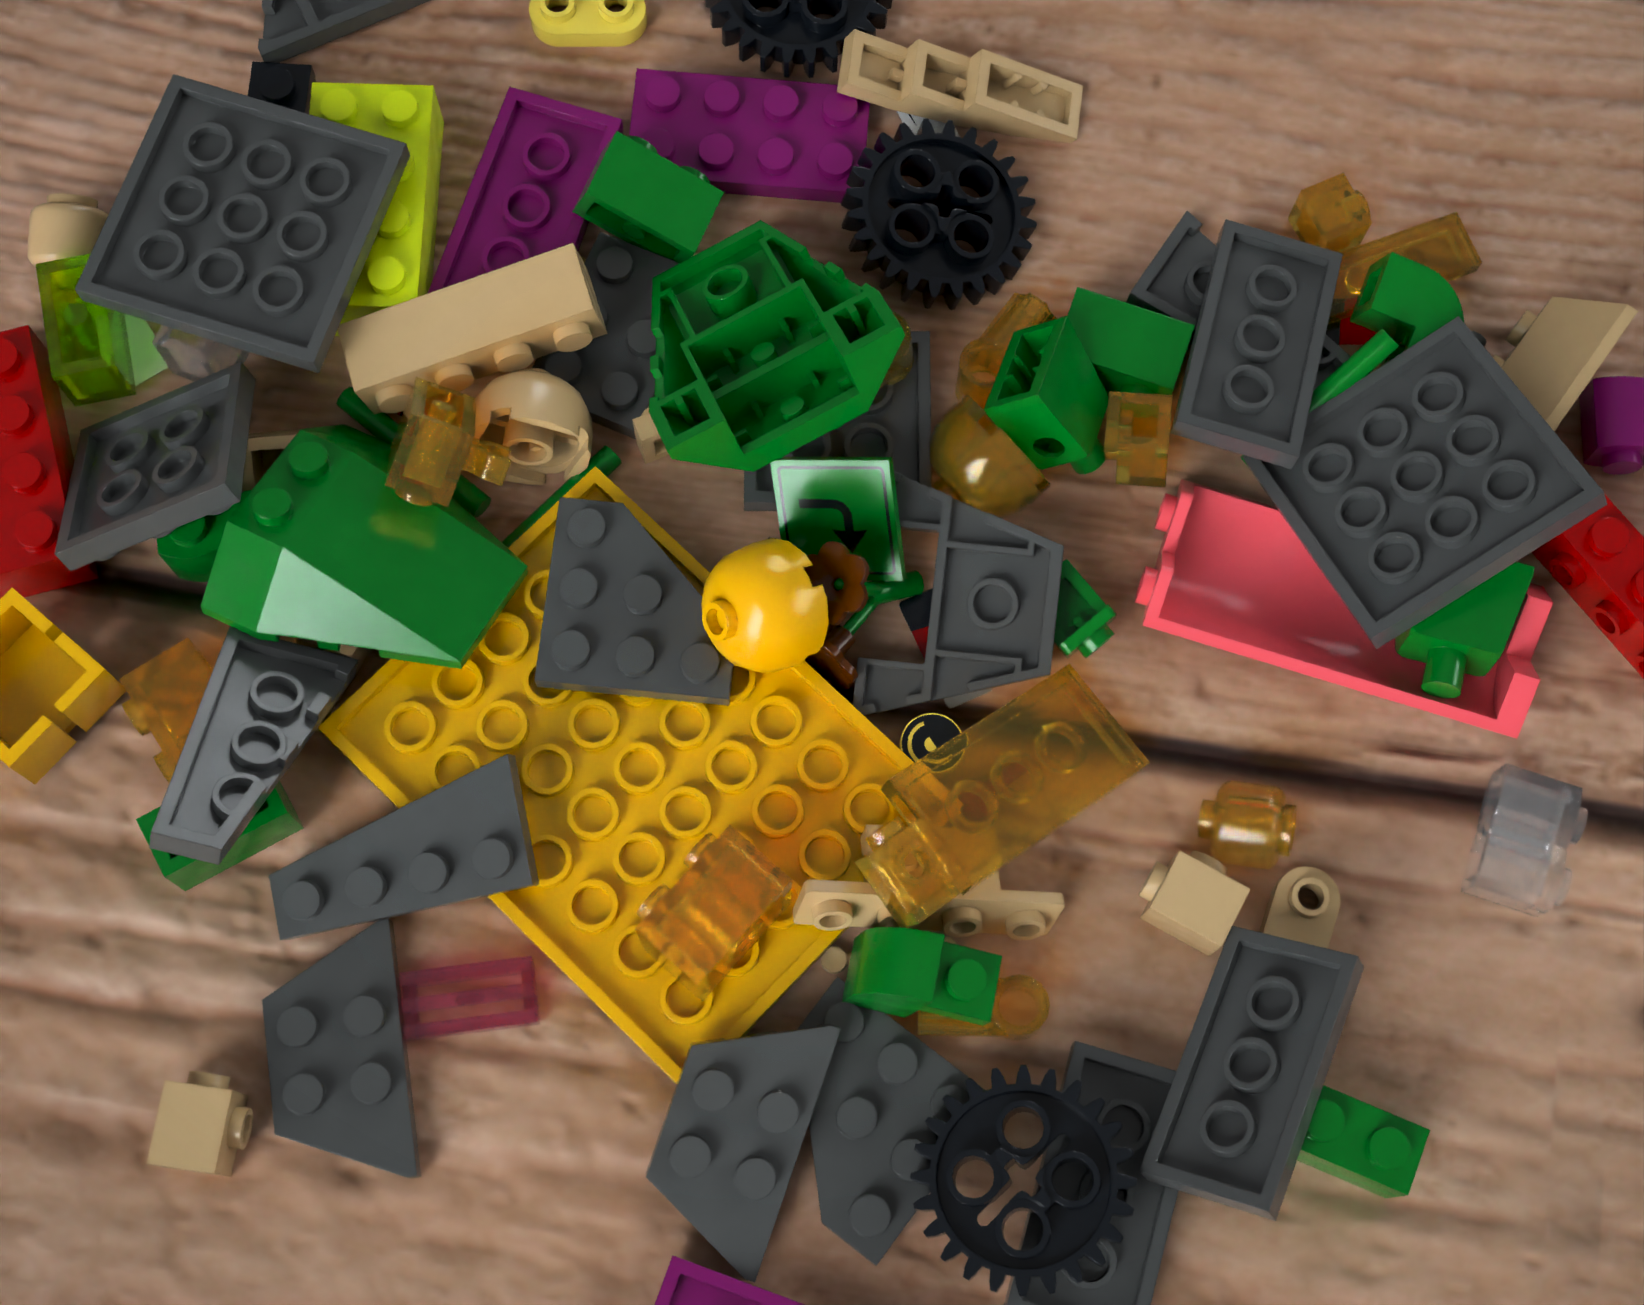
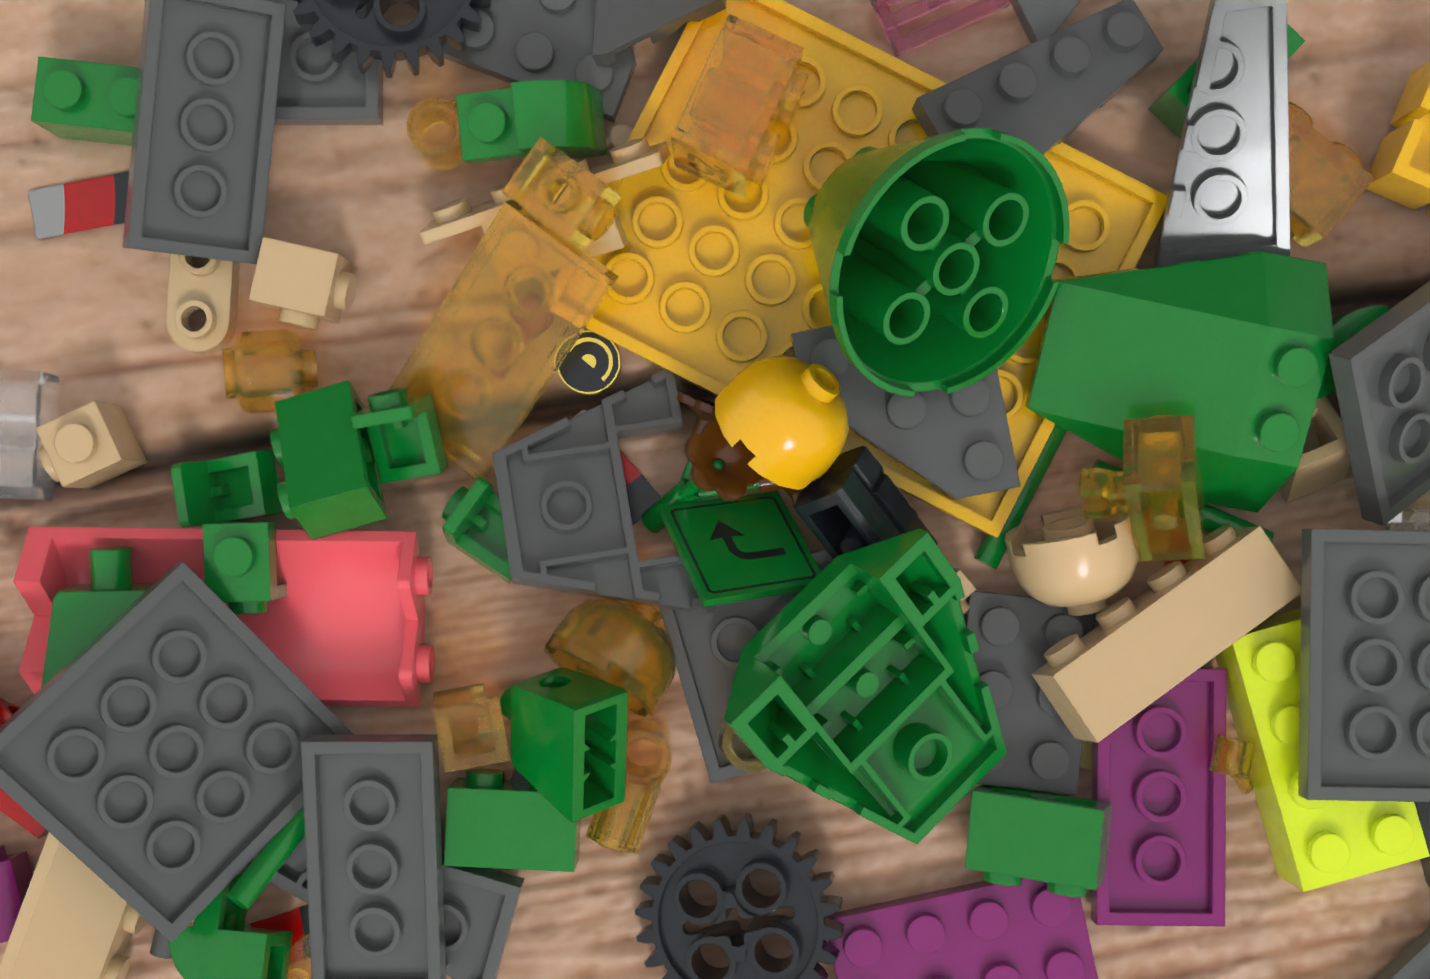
camera: 170 degrees right, 15 degrees up
(450, 215) = (1234, 760): none -> clear yellow hand
(580, 701) = (938, 255): none -> green cone
(712, 510) = (855, 505): none -> black brick
(1132, 718) = (402, 435): none -> green bracket
(1211, 714) = (326, 462): none -> green brick
(1316, 725) = (226, 489): none -> green bracket
(1317, 638) = (242, 565): none -> green bracket
(1394, 1057) = (79, 205): none -> sticker
(1441, 802) = (89, 446): none -> tan brick

